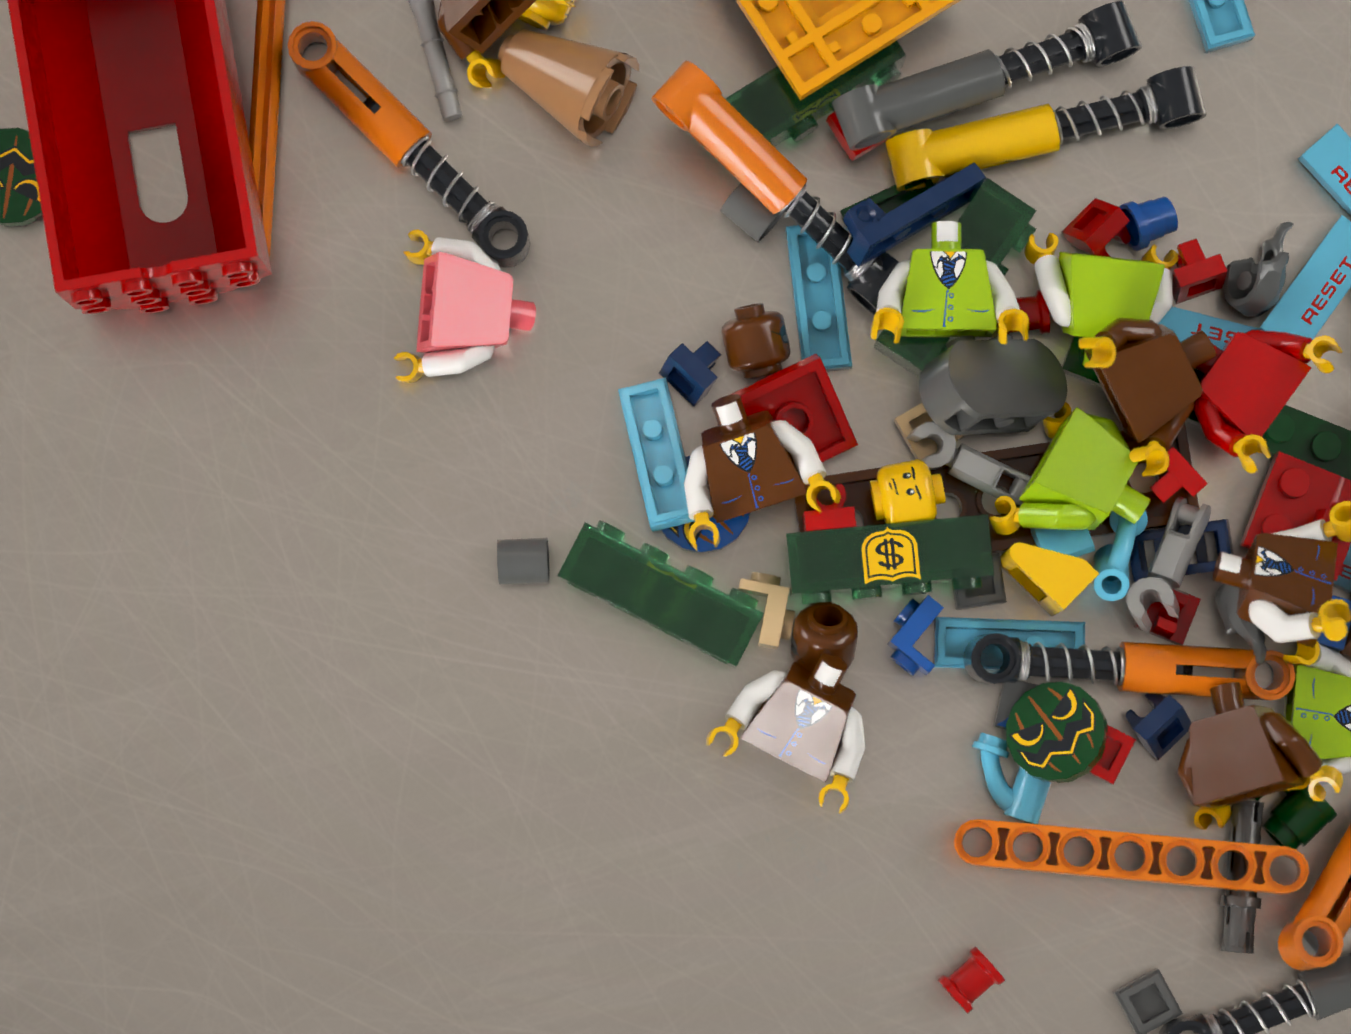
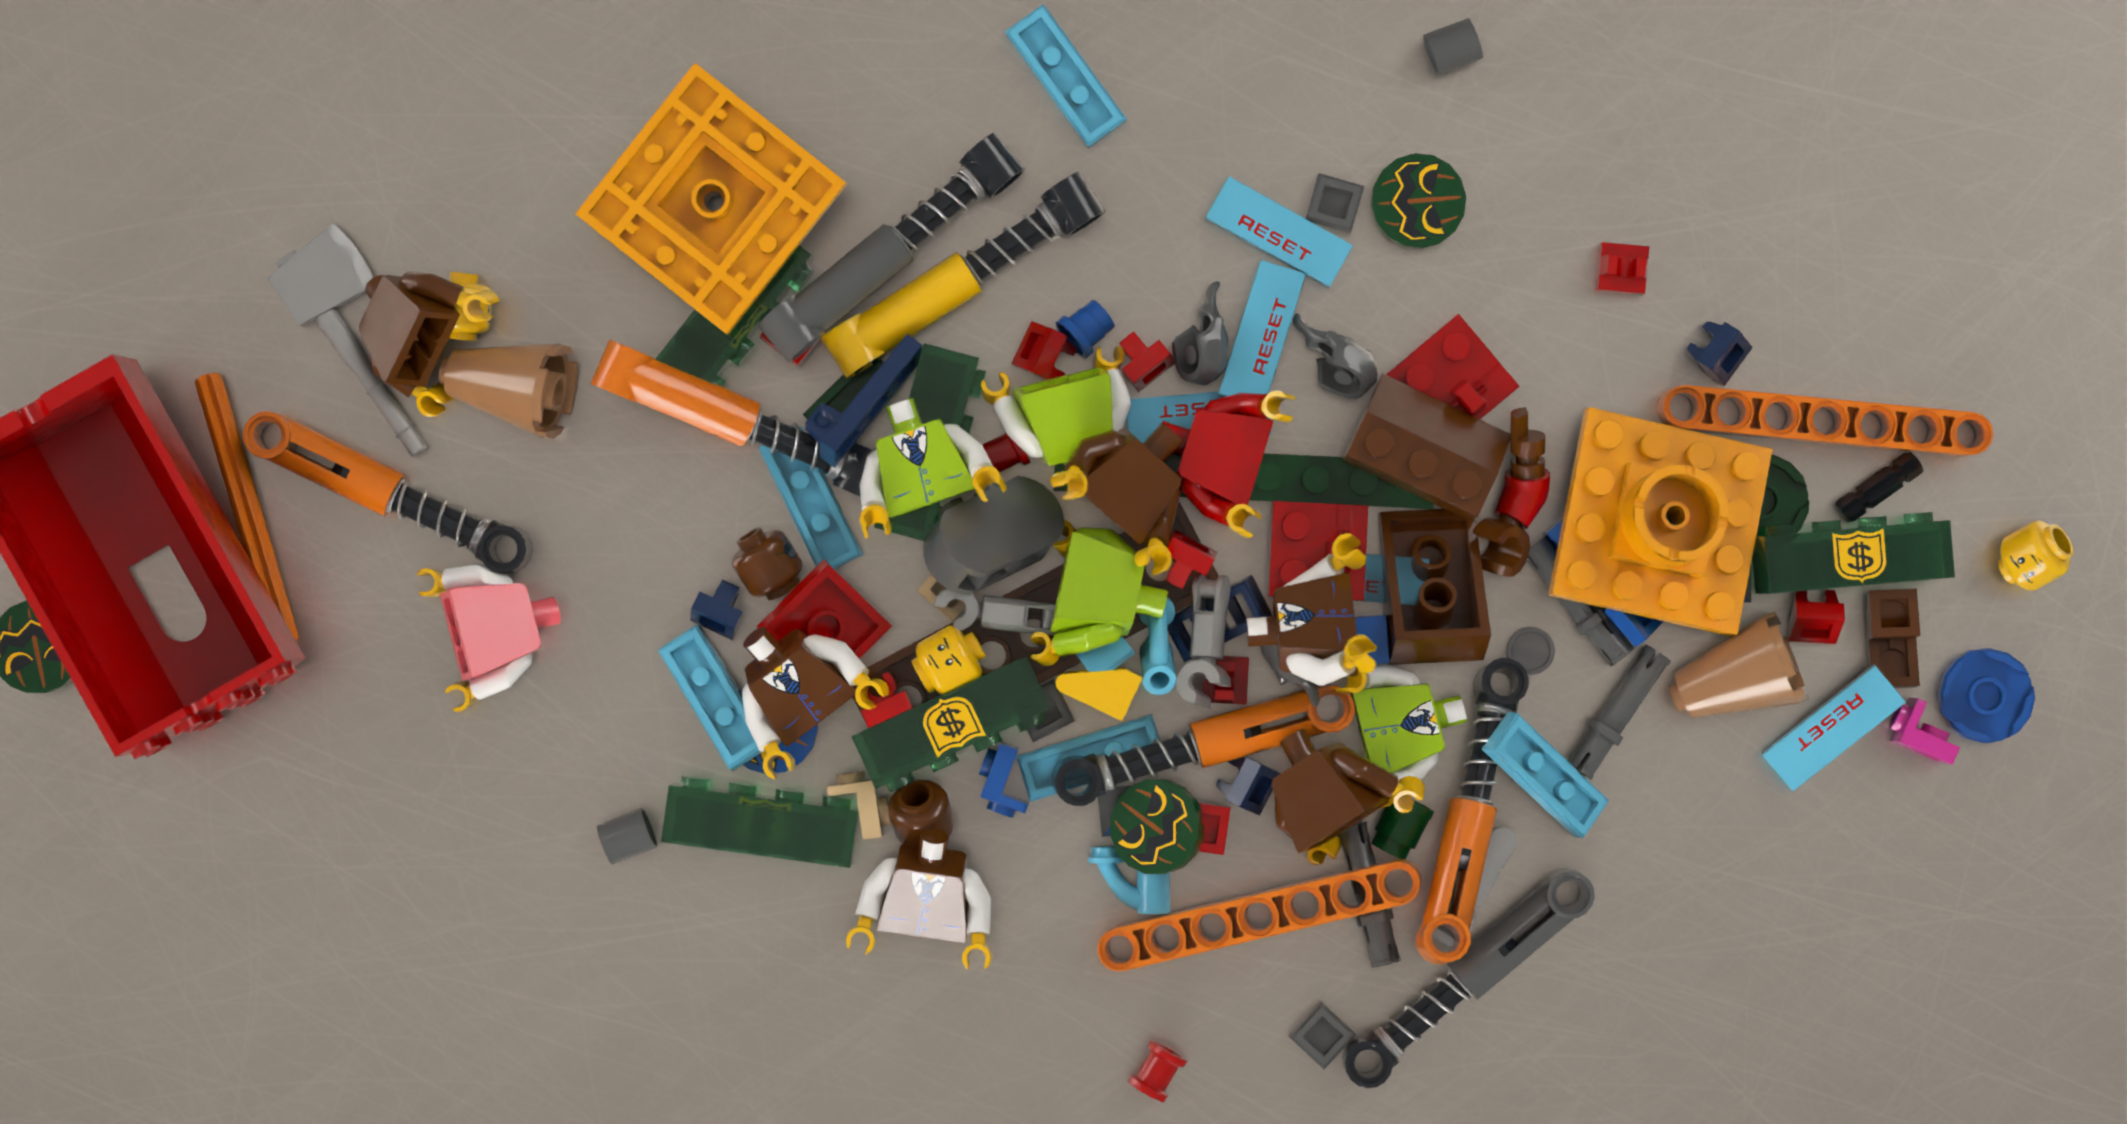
camera: 25 degrees left, 5 degrees up
(749, 213) = (720, 450): dark grey beam -> none

